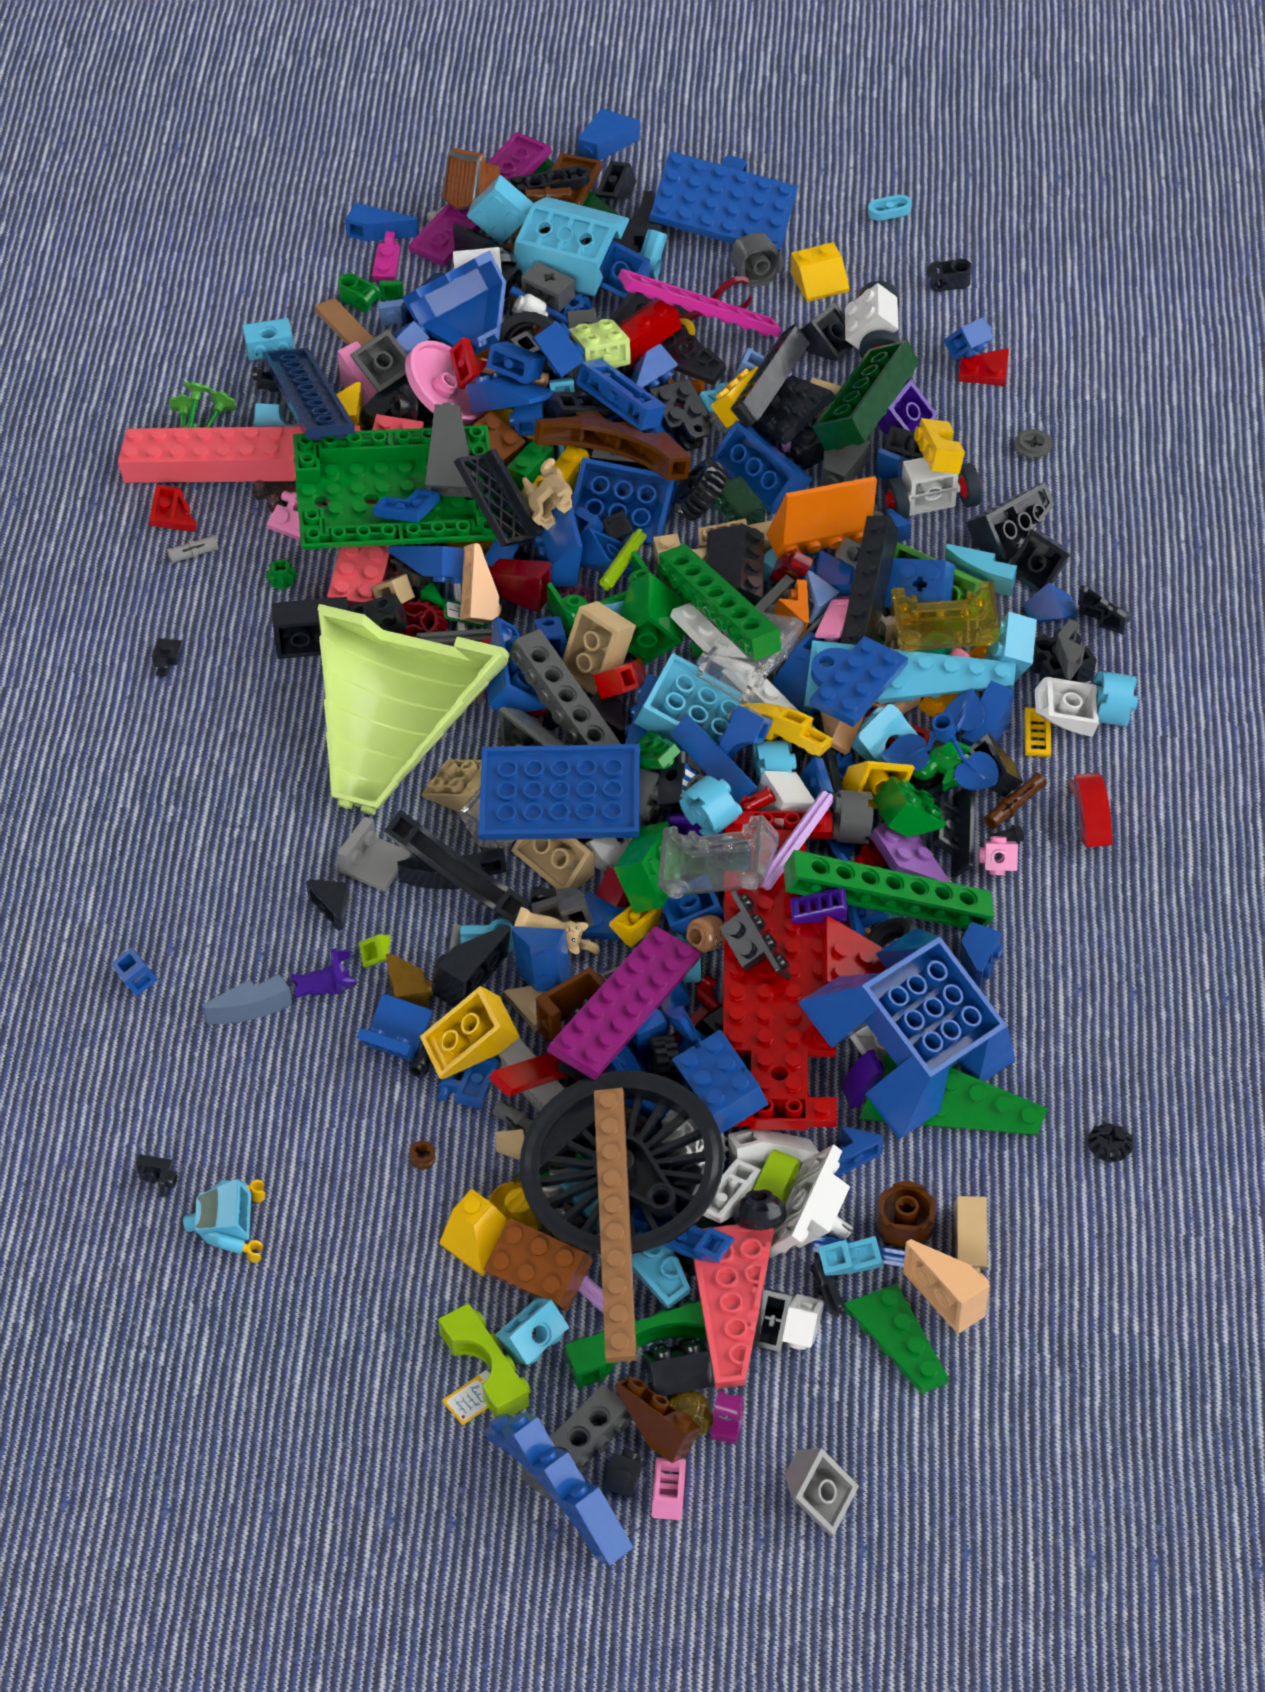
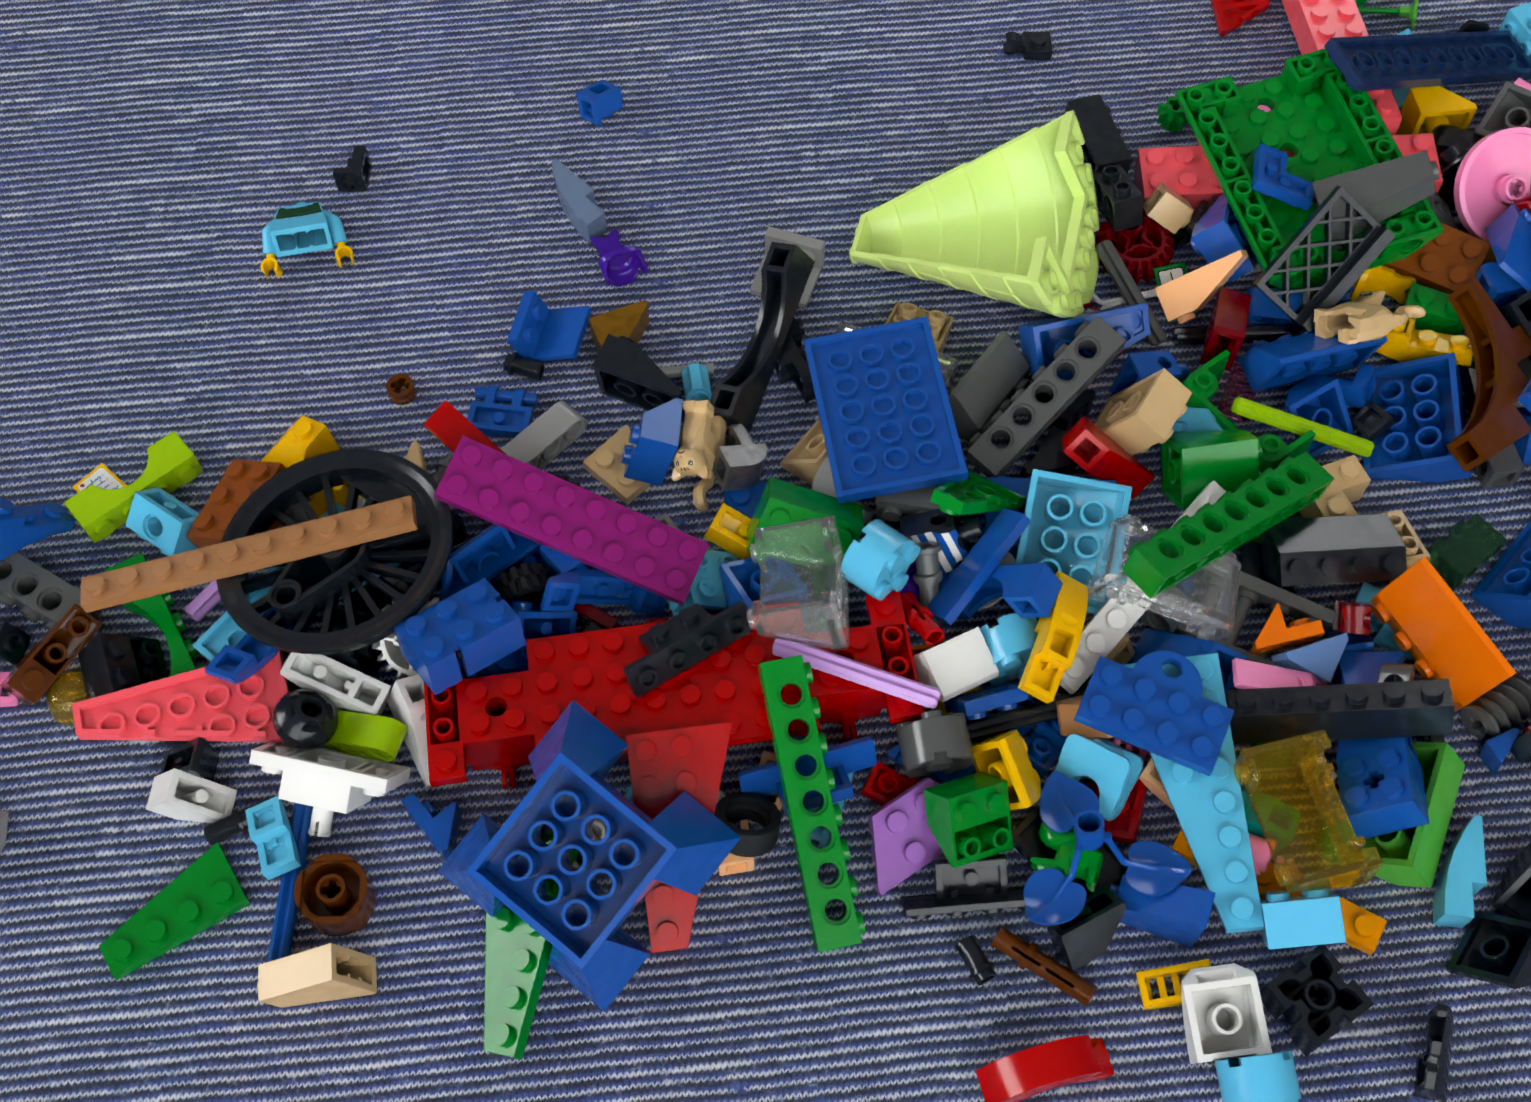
camera: 80 degrees right, 10 degrees up
(192, 549) = (1177, 24): light grey pin -> none
(331, 899) = (718, 246): black slope -> none
(374, 949) = (663, 295): lime slope -> none
(431, 594) = (1184, 253): green slope -> none
(469, 1033) = (540, 393): yellow slope -> none
(541, 893) = (770, 436): black pin -> none
(560, 1001) = (587, 465): reddish brown panel -> none
(700, 489) = (1460, 495): black gear -> none
(705, 933) = (711, 595): medium nougat head -> none
(727, 1418) = (51, 729): magenta leg -> none
(829, 898) = (754, 737): dark purple slope -> none
(947, 1284) = (225, 954): light nougat slope -> none
(979, 950) = (767, 942): blue slope -> none
(1006, 862) = (932, 951): bright pink brick -> none
(1050, 605) = (1422, 980): blue slope -> none
(1067, 651) = (1299, 1002): dark grey slope -> none

